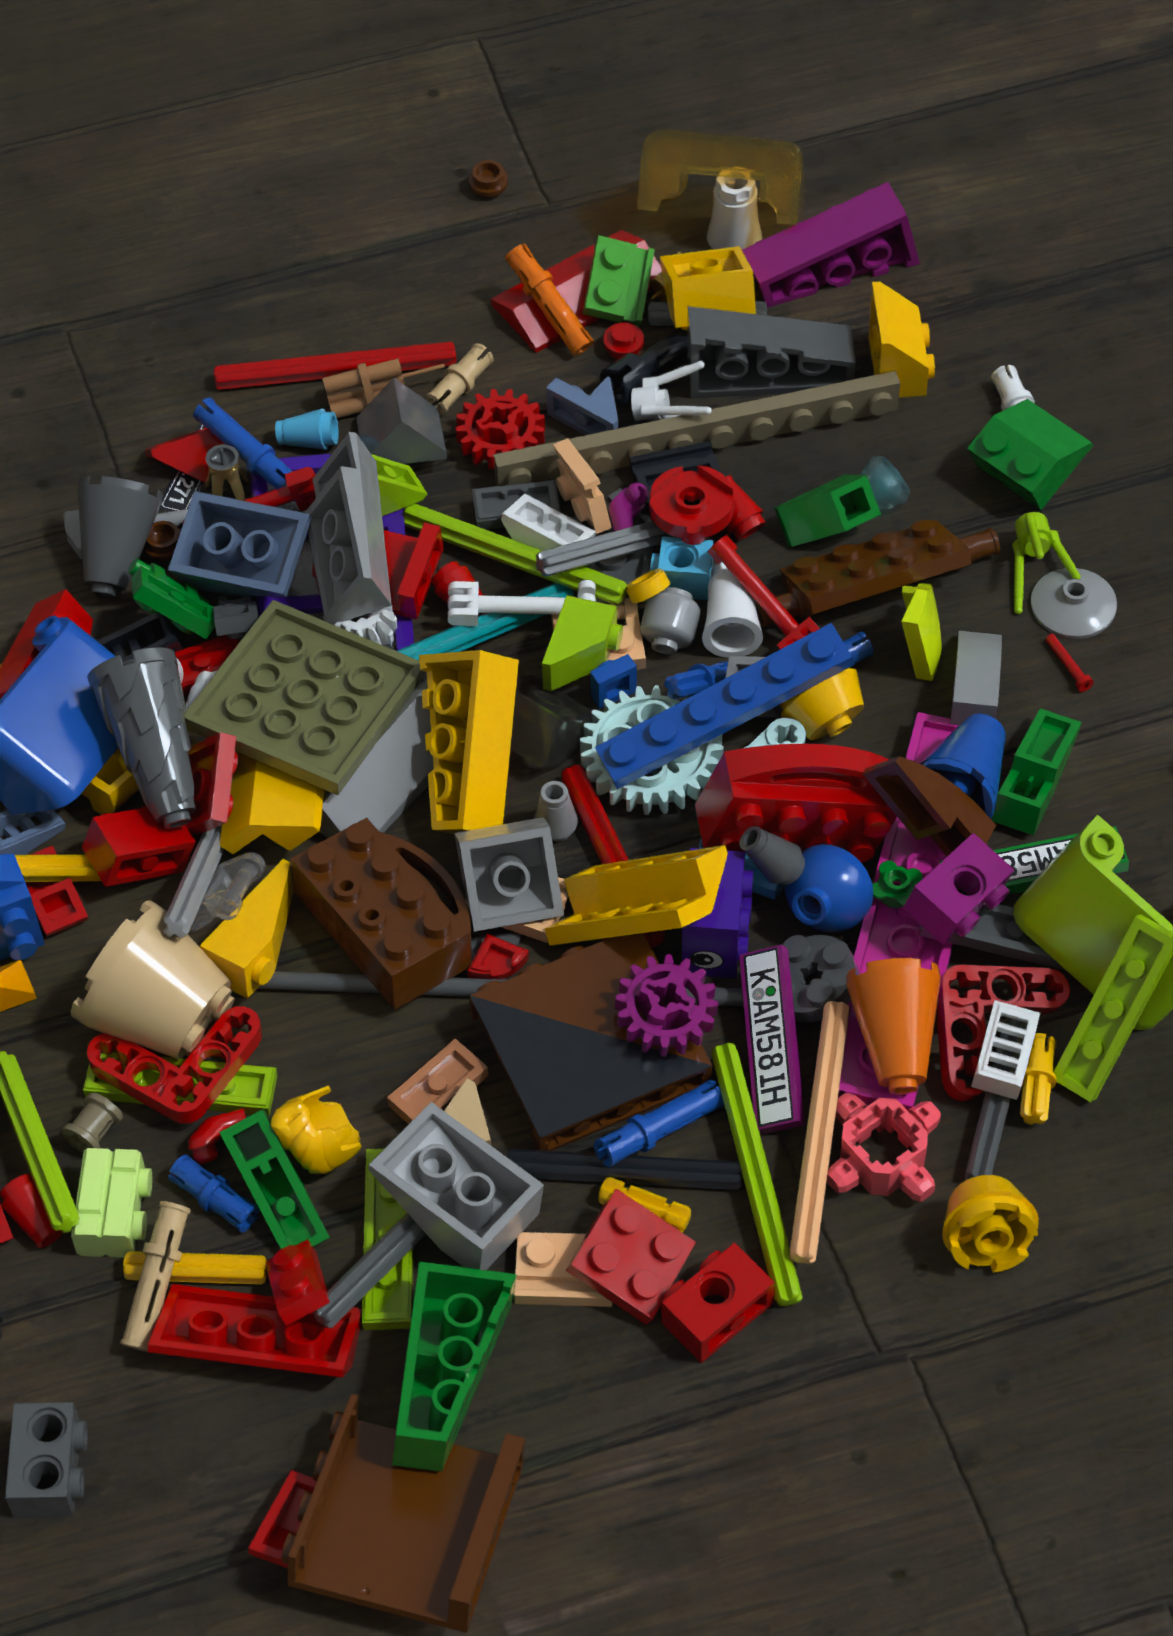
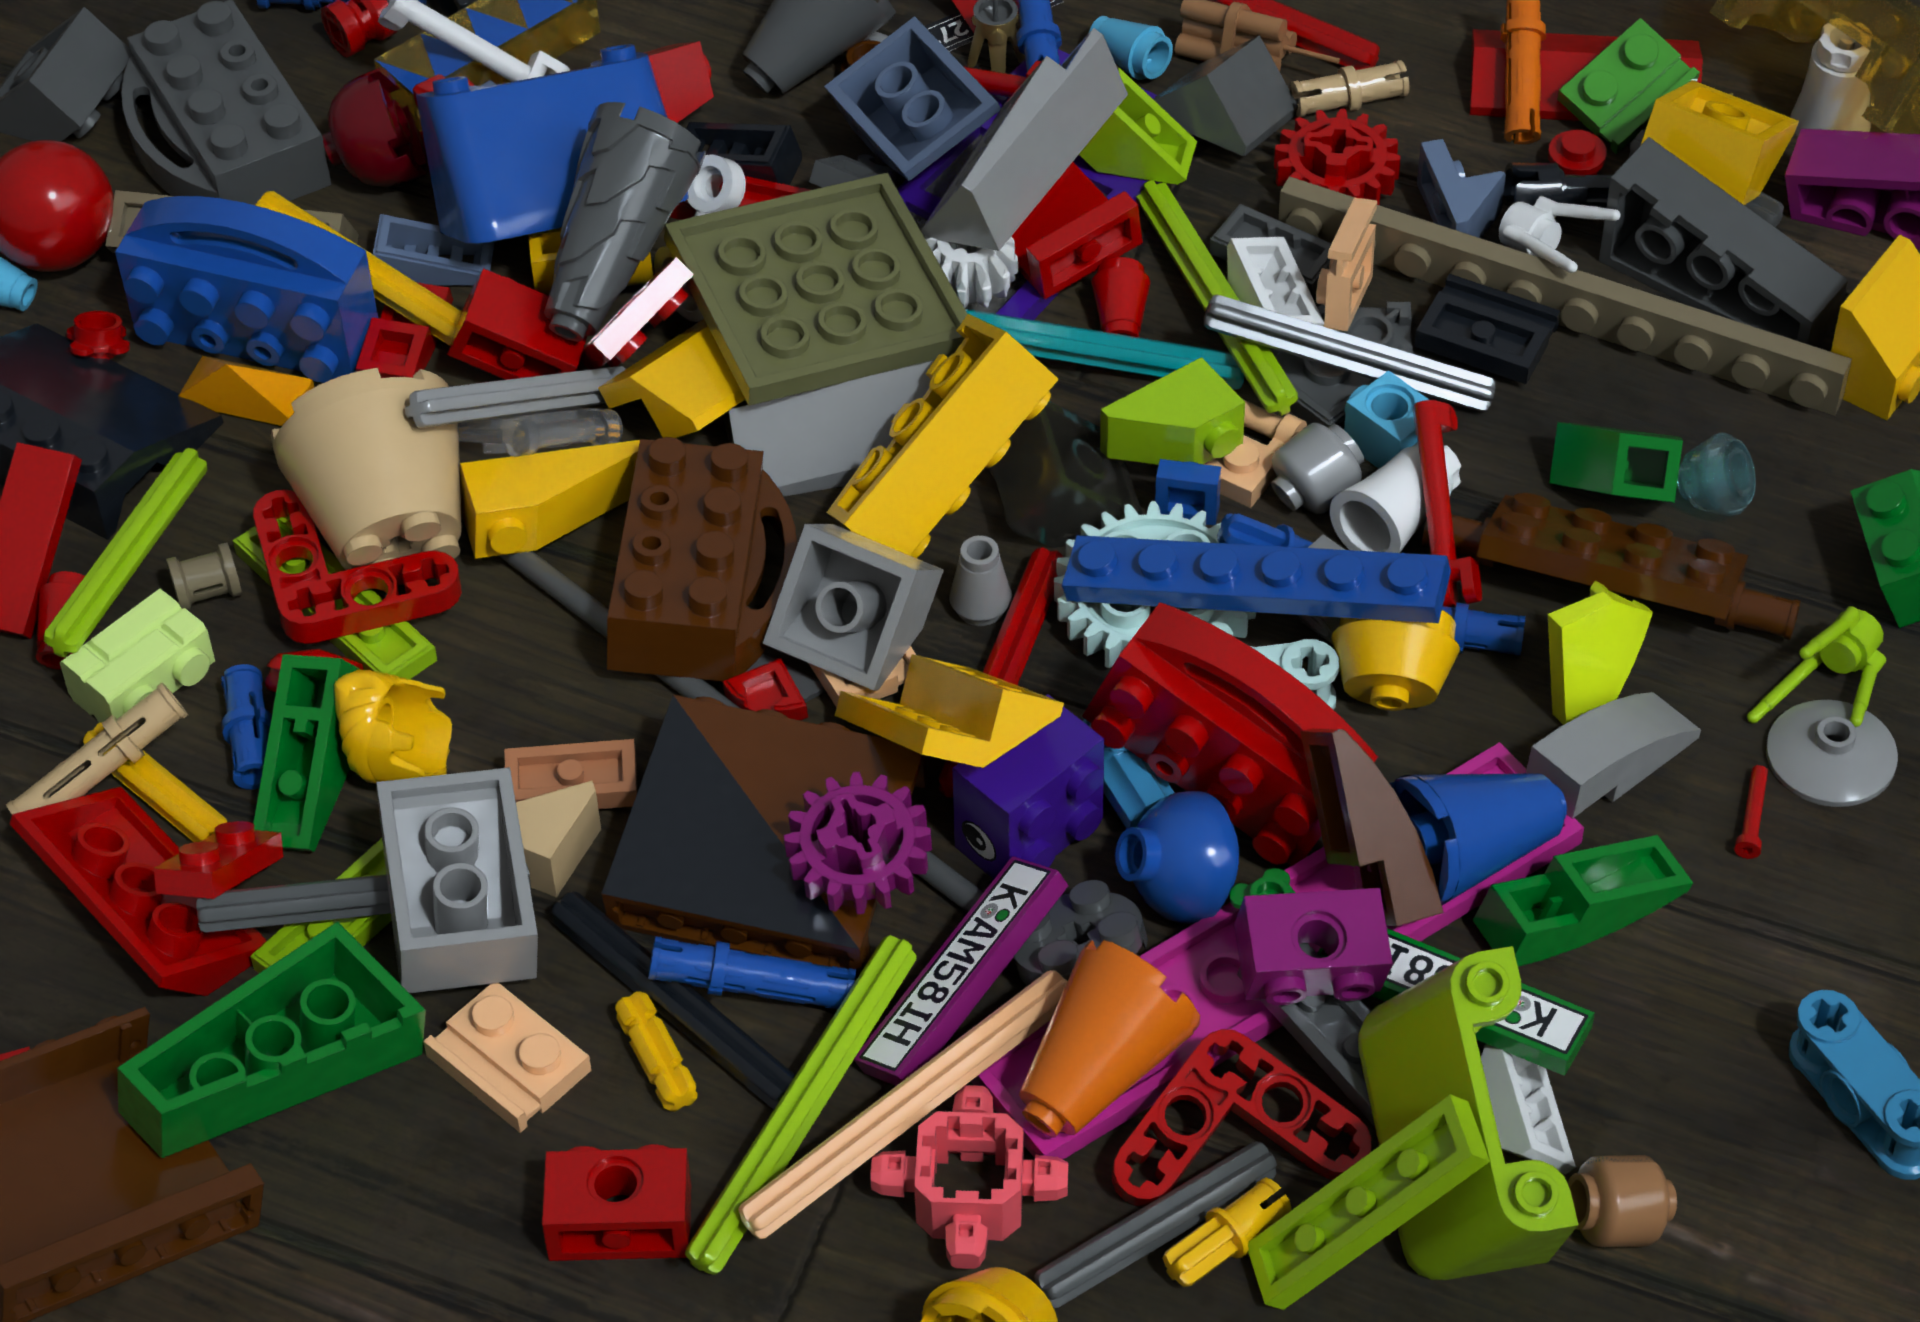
camera: 40 degrees right, 5 degrees down
(177, 601) = (798, 114): green plate -> none
(466, 603) = (1108, 306): white hinge -> none
(627, 506) = (1391, 319): magenta arm -> none
(630, 1256) = (576, 1084): red plate -> none
(647, 585) = (1318, 410): yellow tile -> none
(691, 522) = (1432, 374): red plate -> none
(747, 514) = (1515, 400): red cone -> none
(774, 856) = (1136, 765): dark grey cone -> none
(998, 1080) = (1180, 1209): white slope -> none

